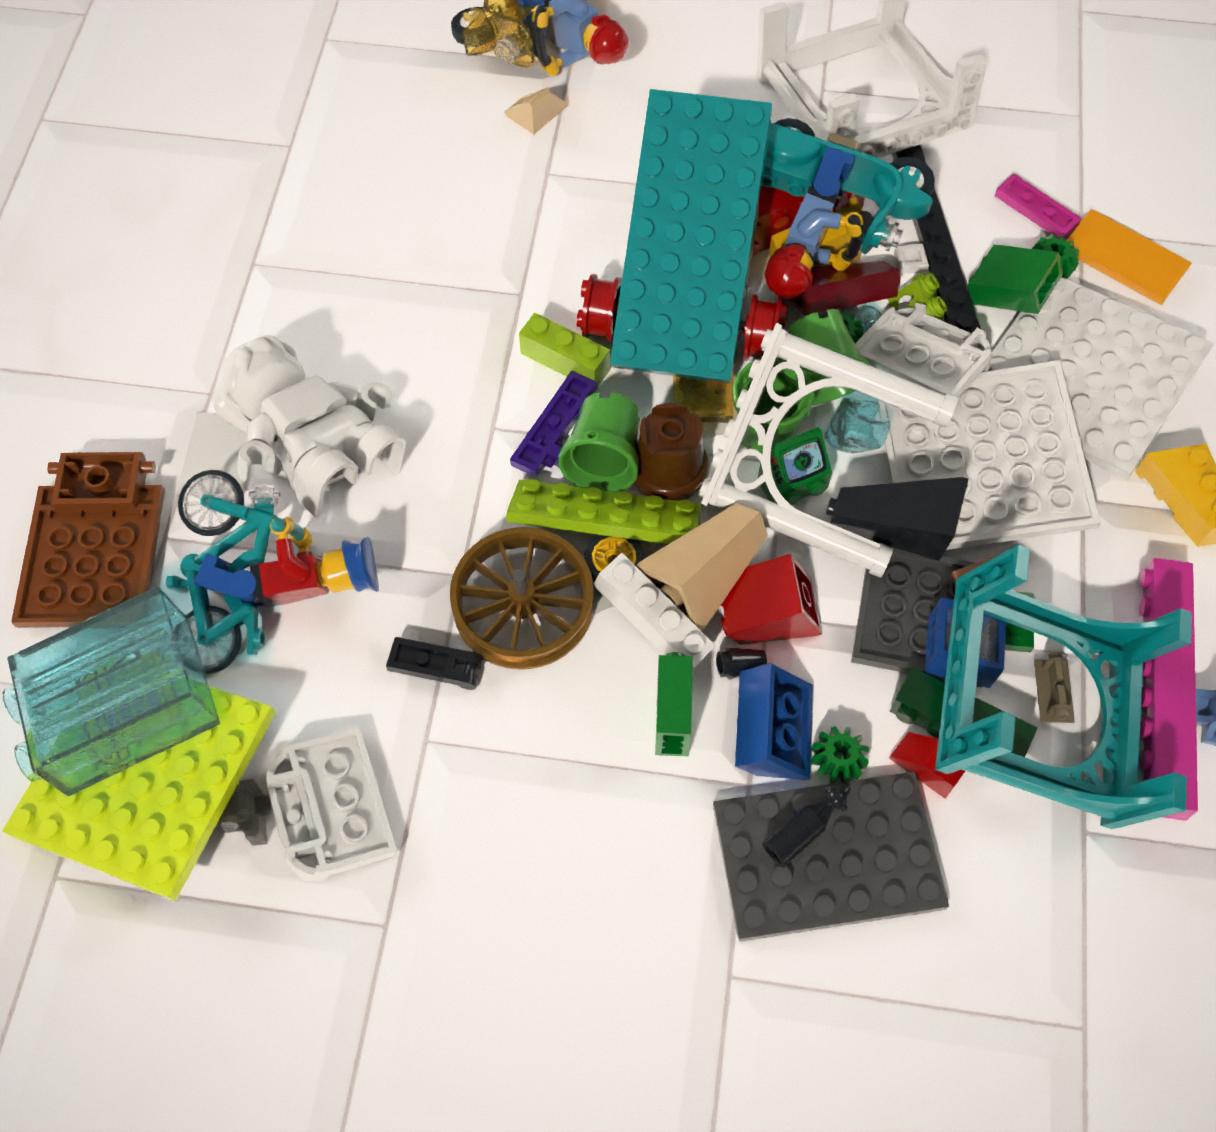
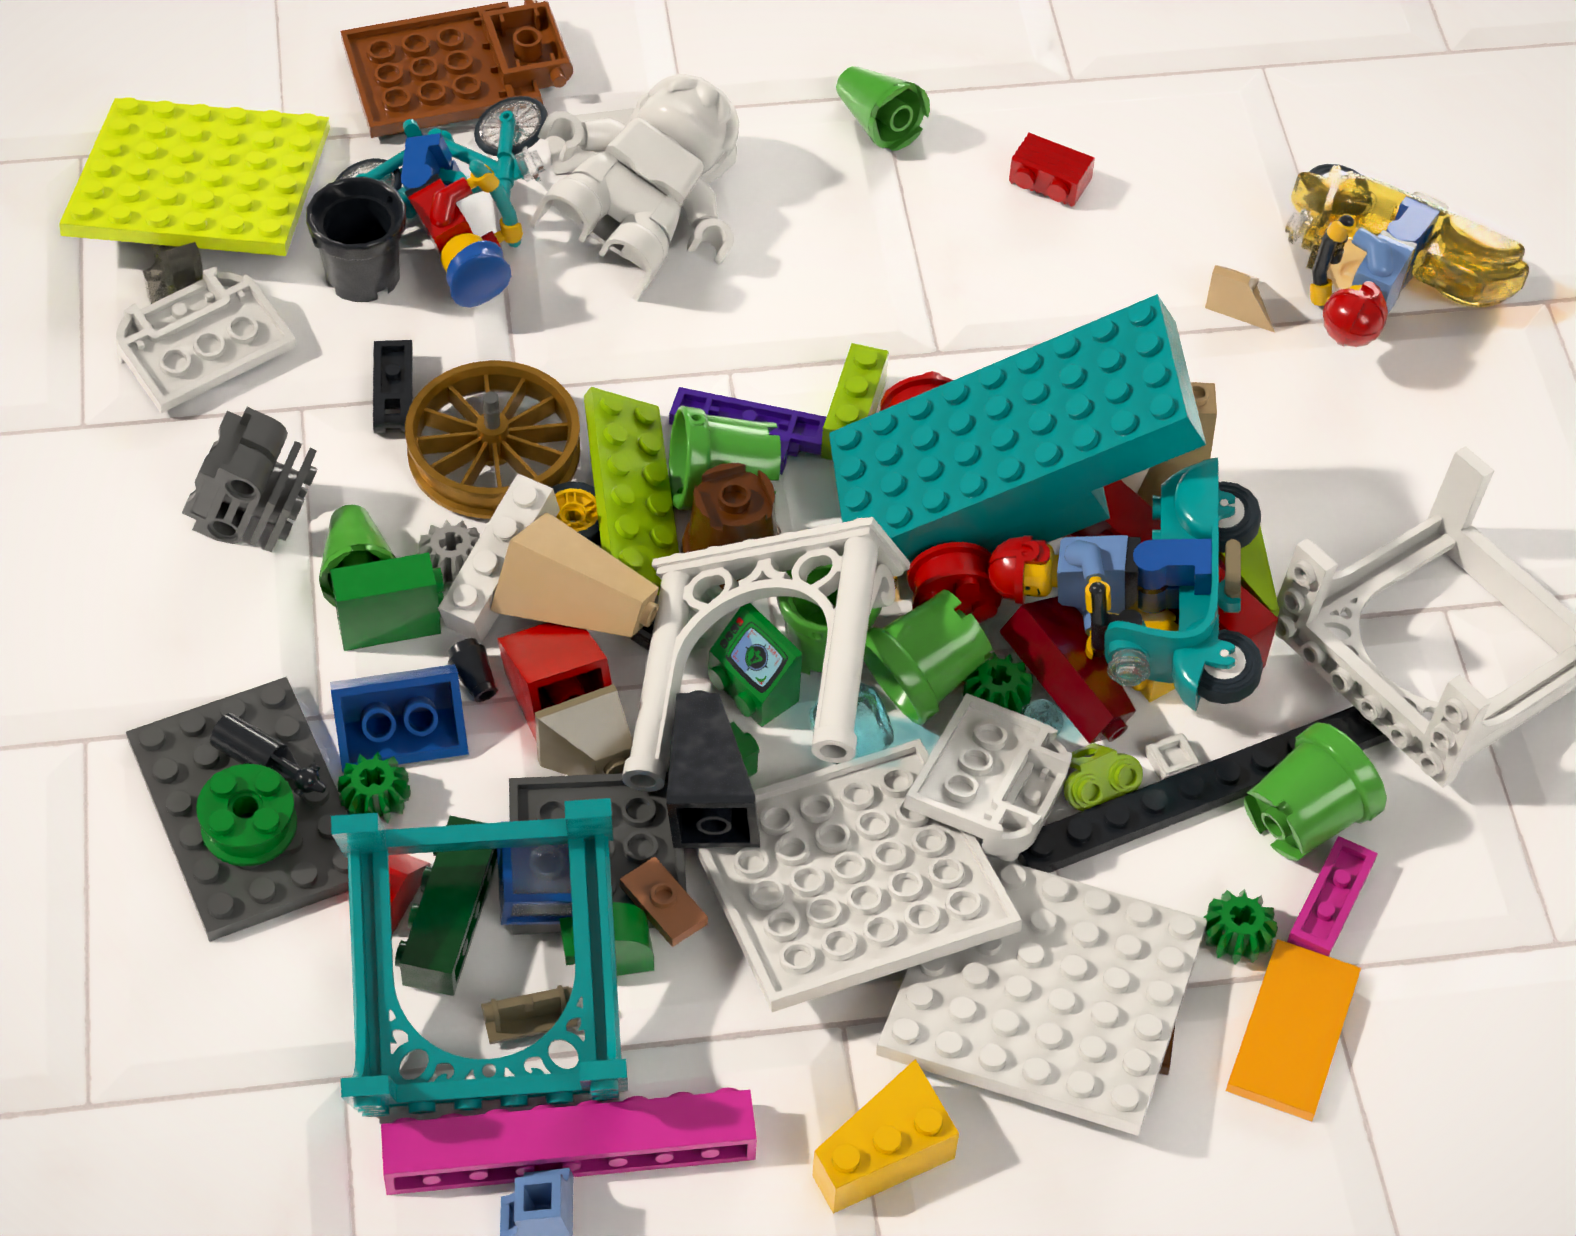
camera: 70 degrees right, 10 degrees down
(108, 693) = (264, 112): clear light blue brick -> none
(274, 259) = (884, 106): none -> bright green cone
(282, 643) = (358, 235): none -> black piece
(381, 177) = (1051, 169): none -> red brick
(527, 784) = (245, 481): none -> dark grey piece
(613, 721) = (349, 542): none -> bright green cone
(624, 665) = (449, 547): none -> light grey gear
(835, 591) = (584, 735): none -> dark tan slope
(878, 834) = (242, 791): none -> green wheel
(975, 183) = (1316, 792): none -> bright green piece
(1015, 278) = (1167, 870): green brick -> none

